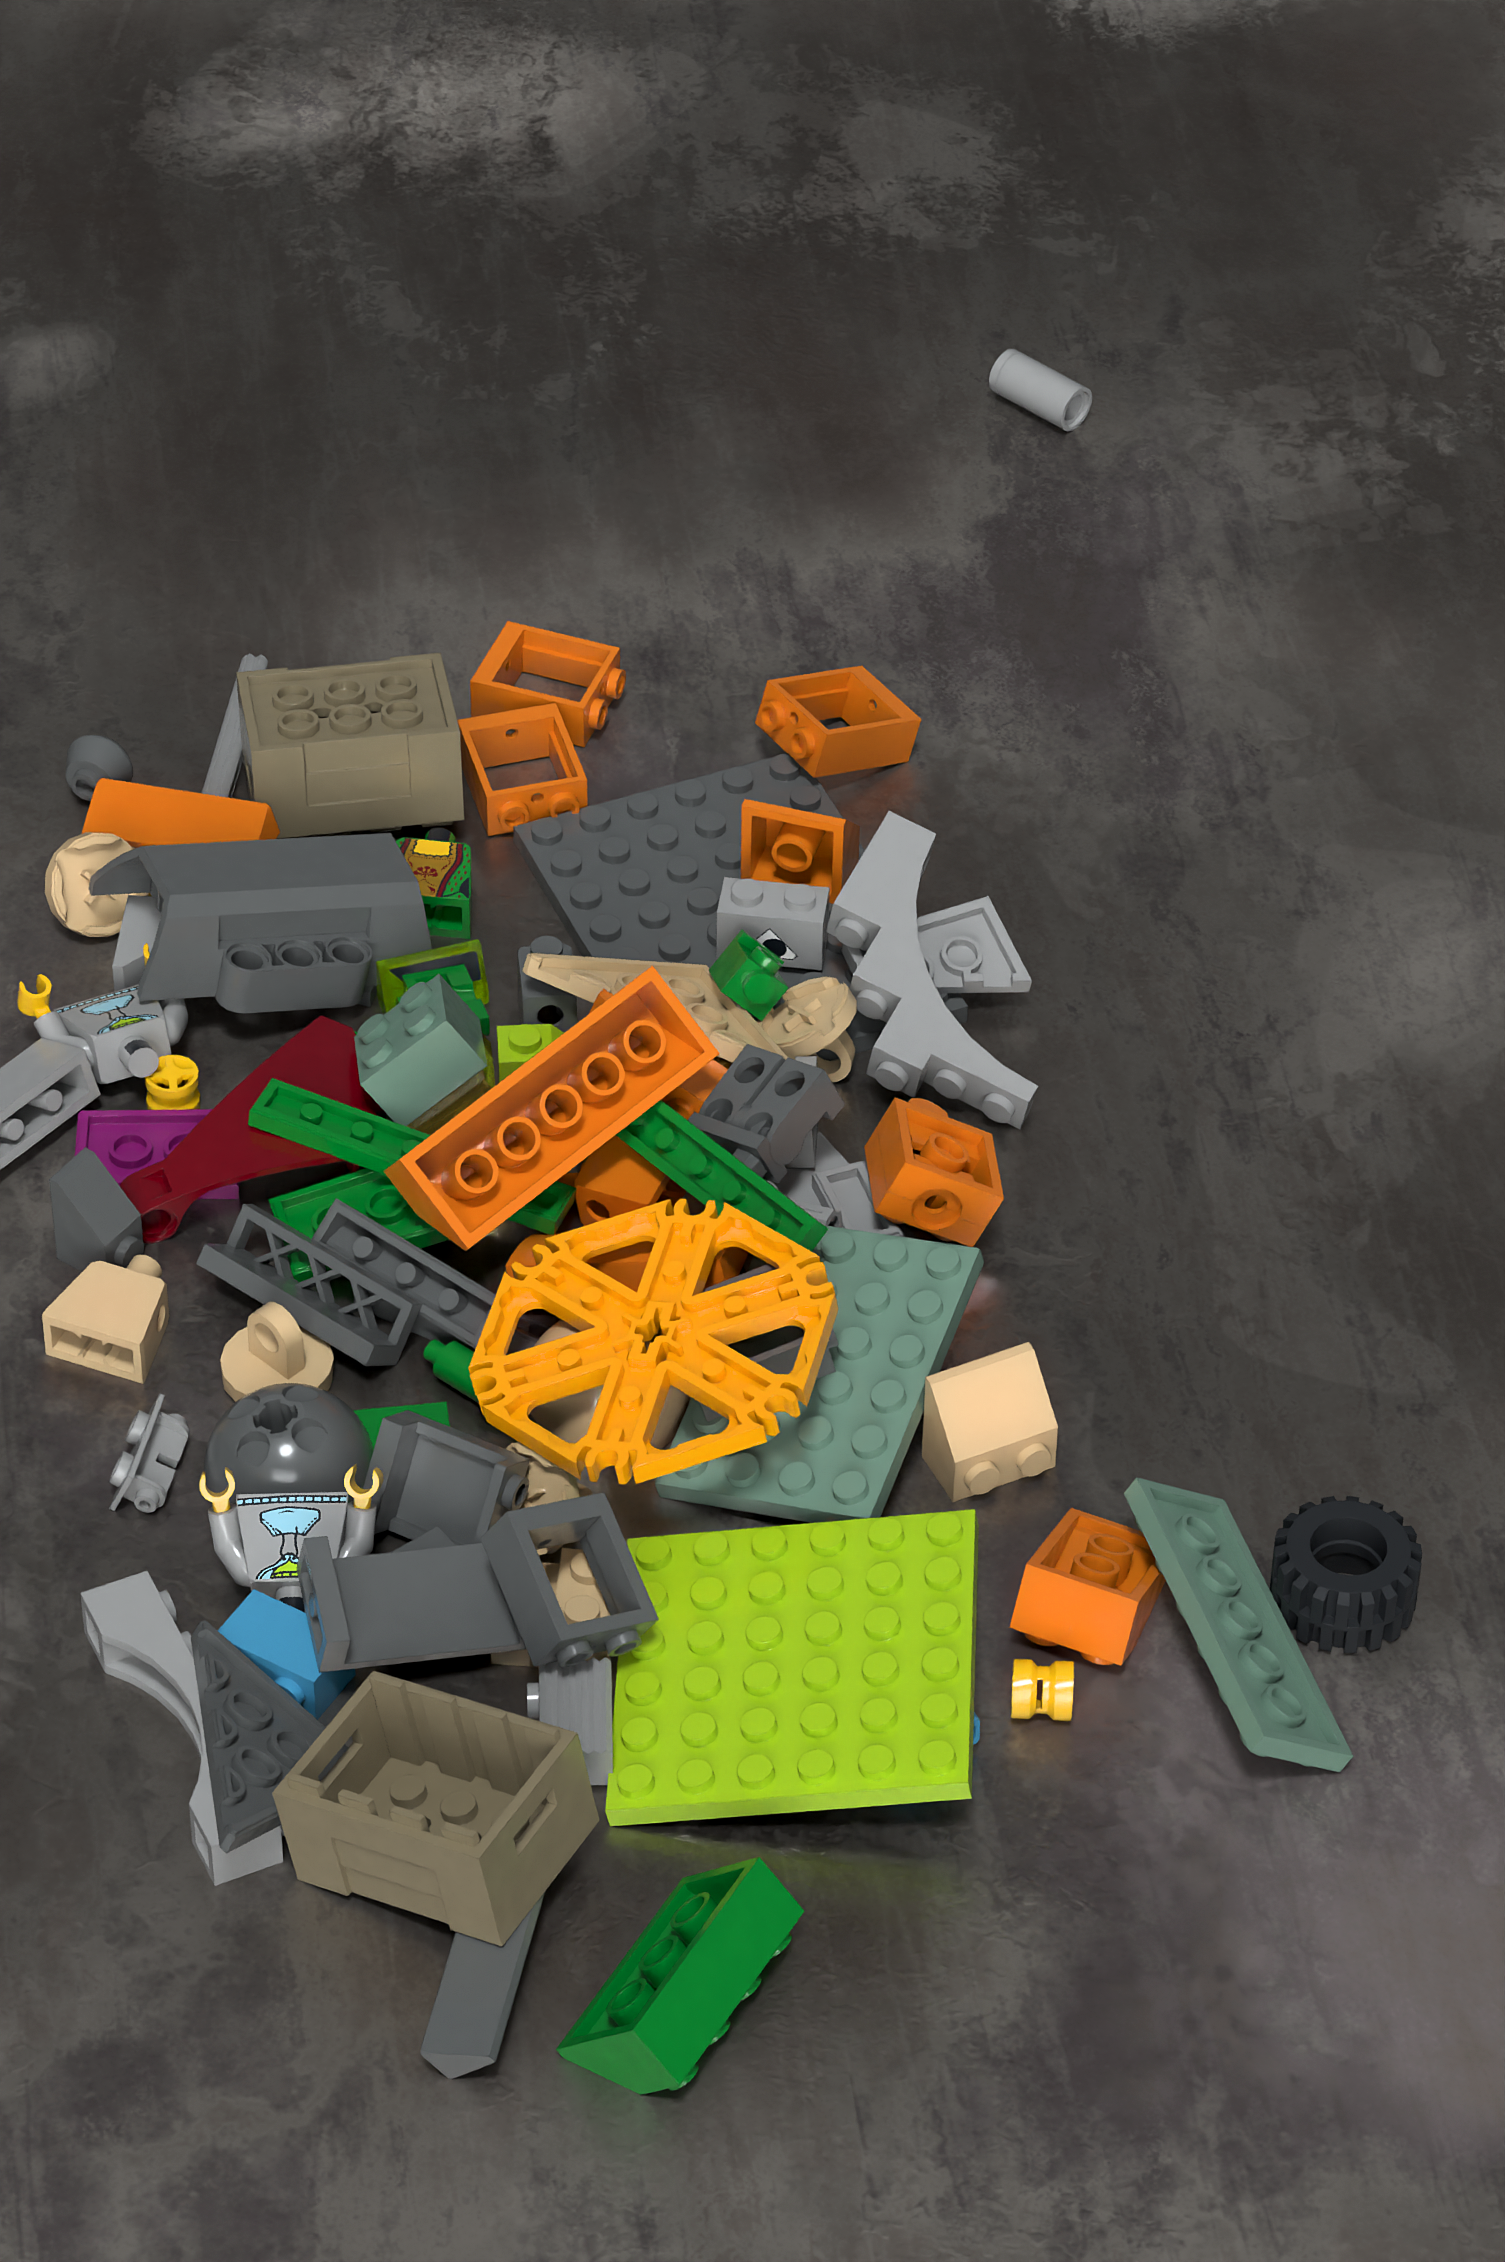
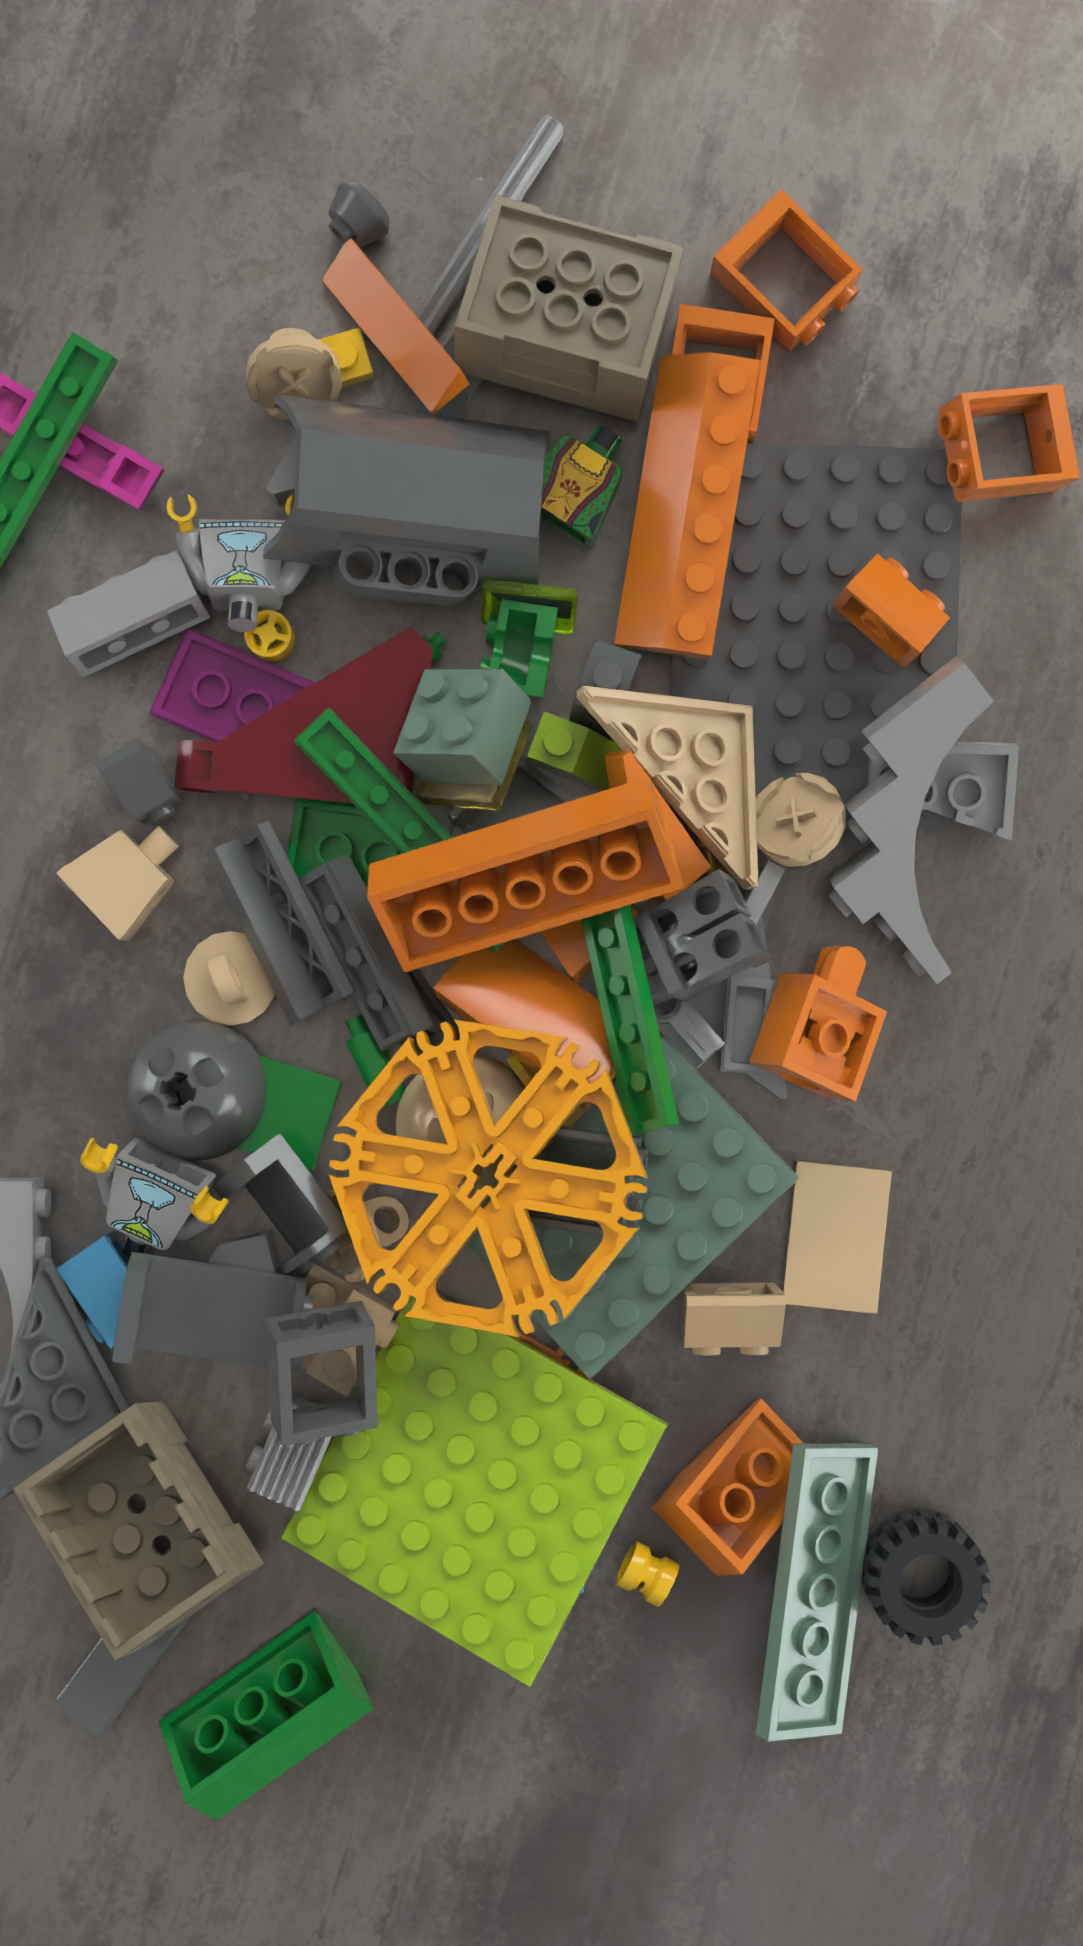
camera: 30 degrees right, 45 degrees up
(138, 1474) = (81, 1050): light grey hinge -> none
(552, 832) = (687, 503): none -> orange slope
(749, 975) = (772, 755): green brick -> none
(778, 915) = (827, 689): light grey brick -> none
(1074, 1346) = (836, 1236): none -> tan tile

